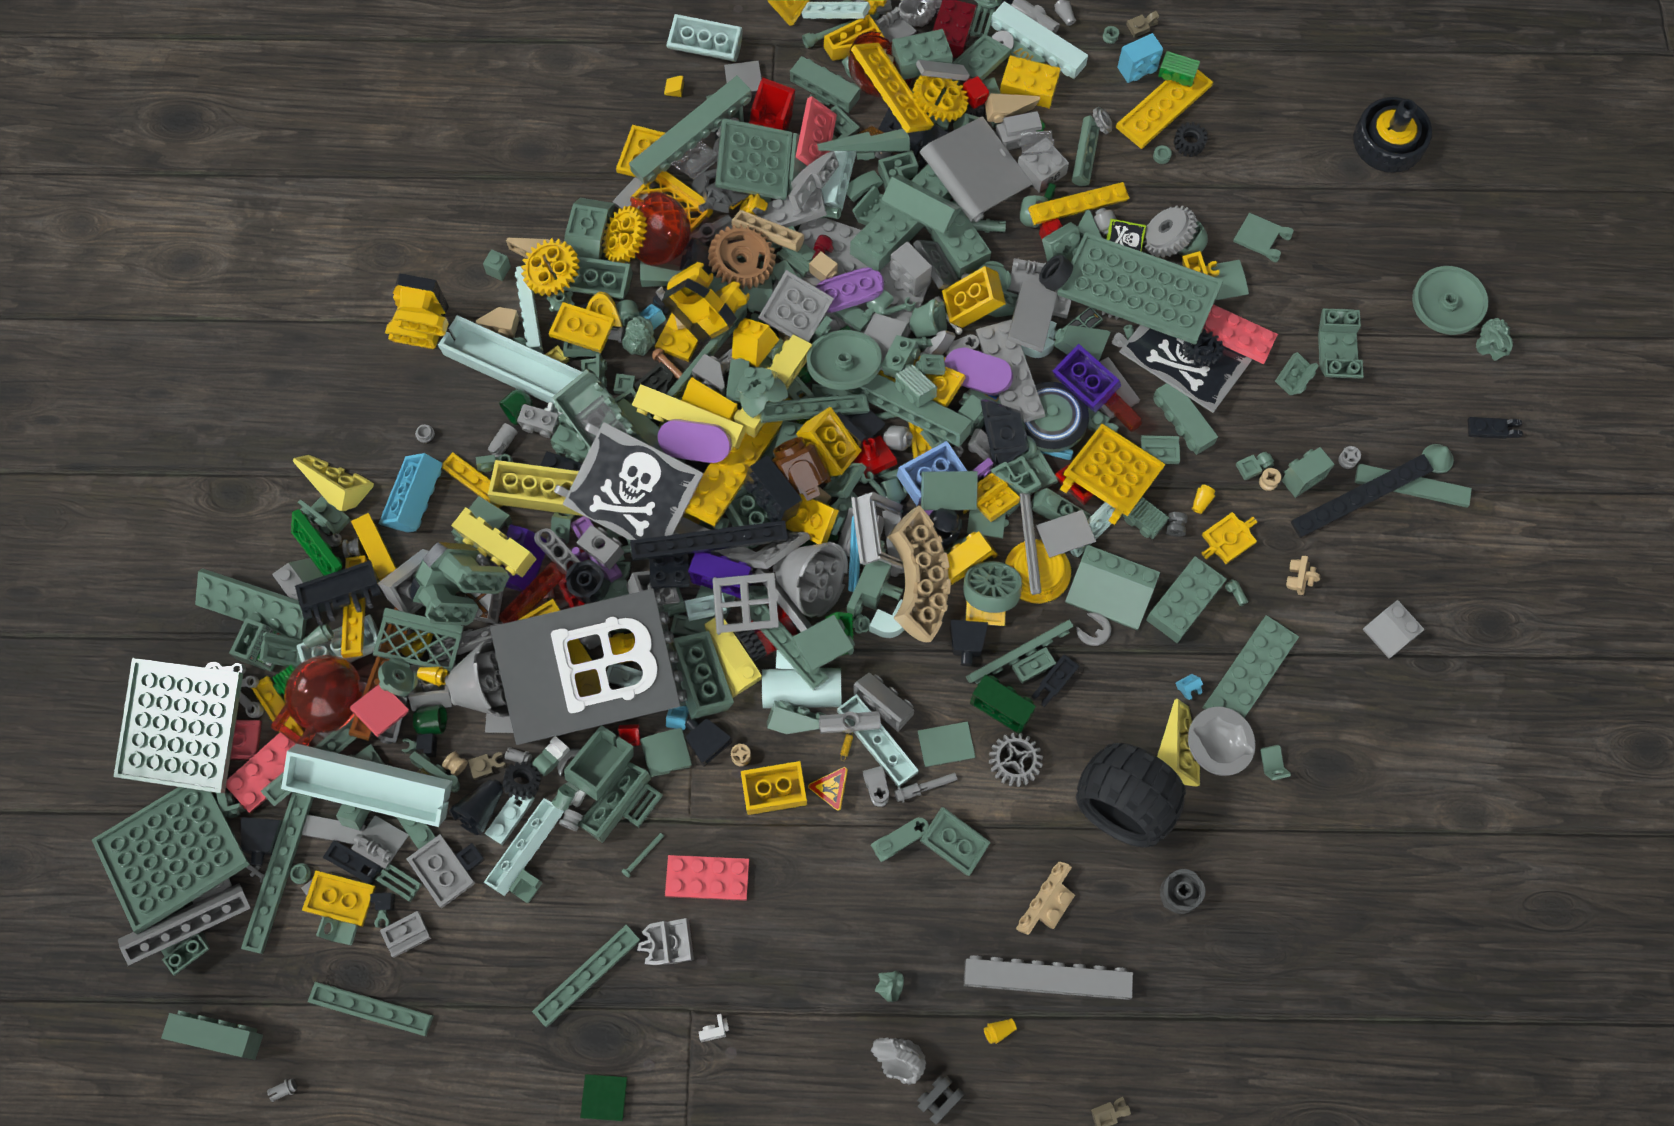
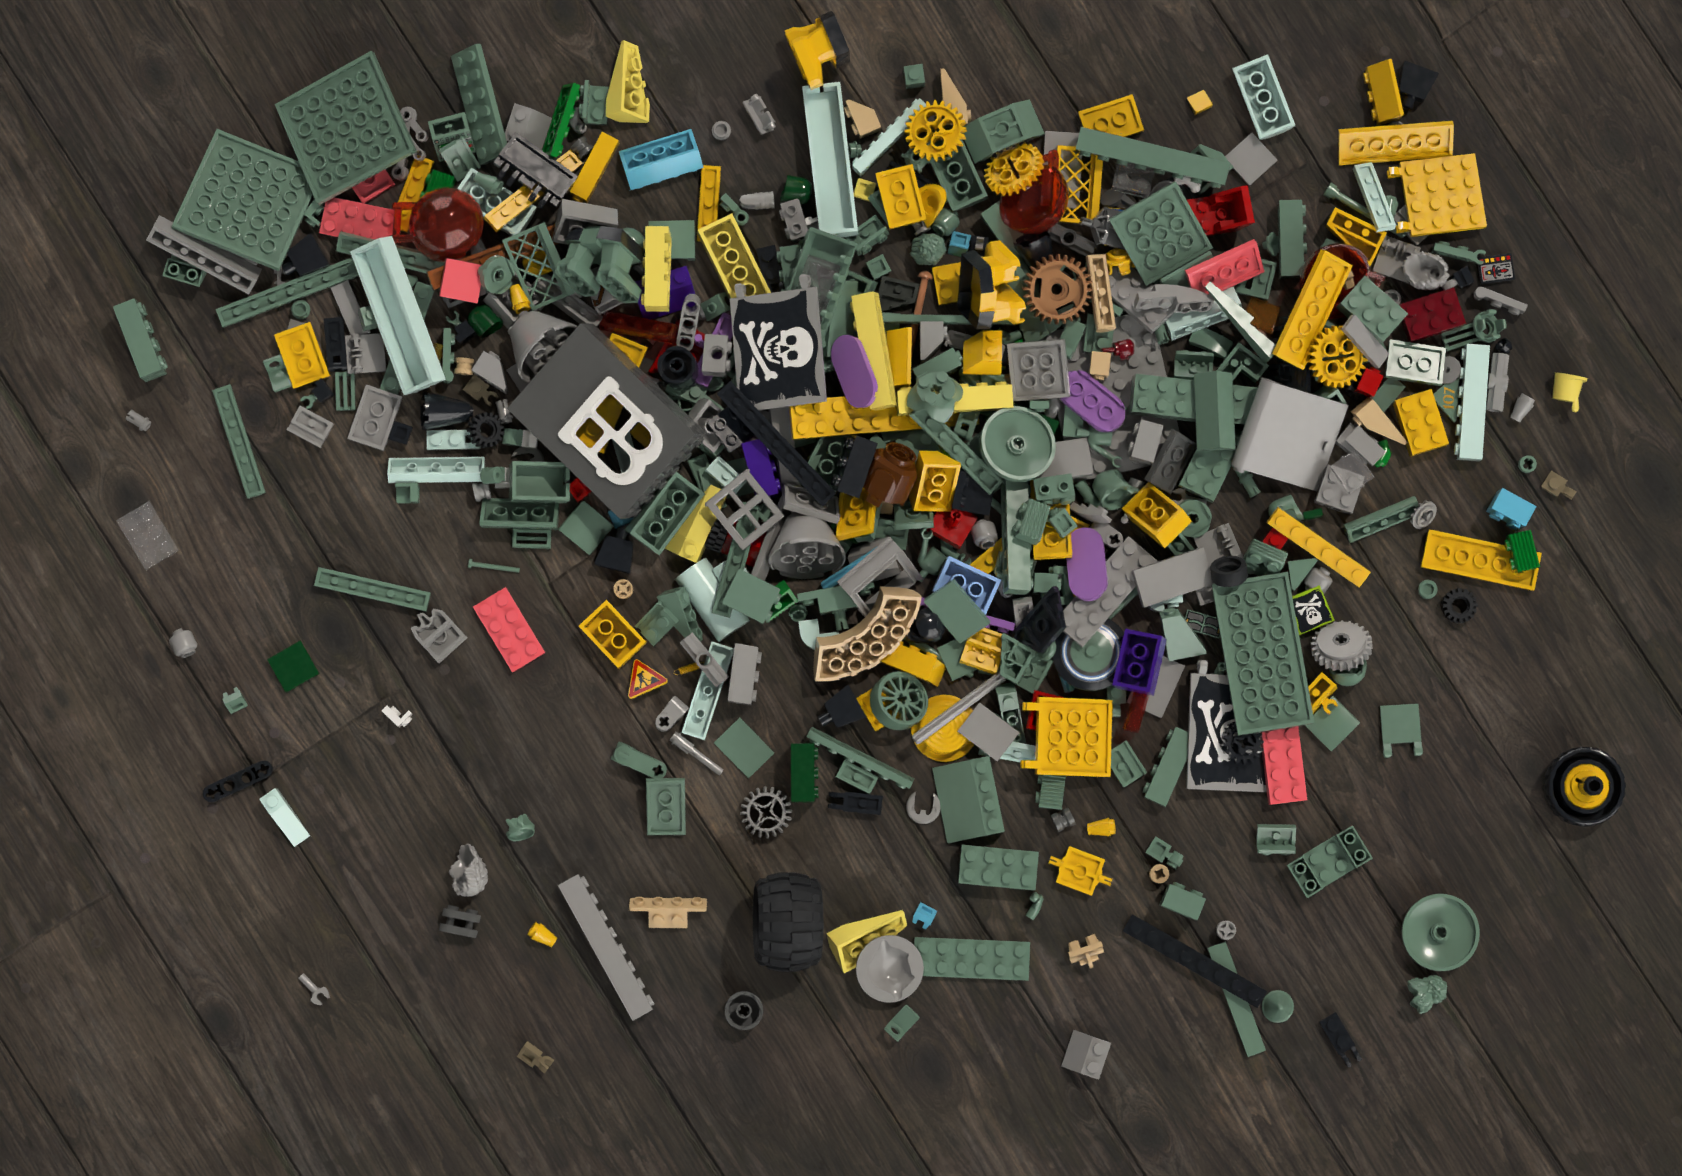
camera: 55 degrees right, 15 degrees up
(444, 394) = (763, 121): none -> light grey hinge
(476, 741) = (491, 371): none -> light grey slope
(790, 744) = (657, 623): none -> sand green plate

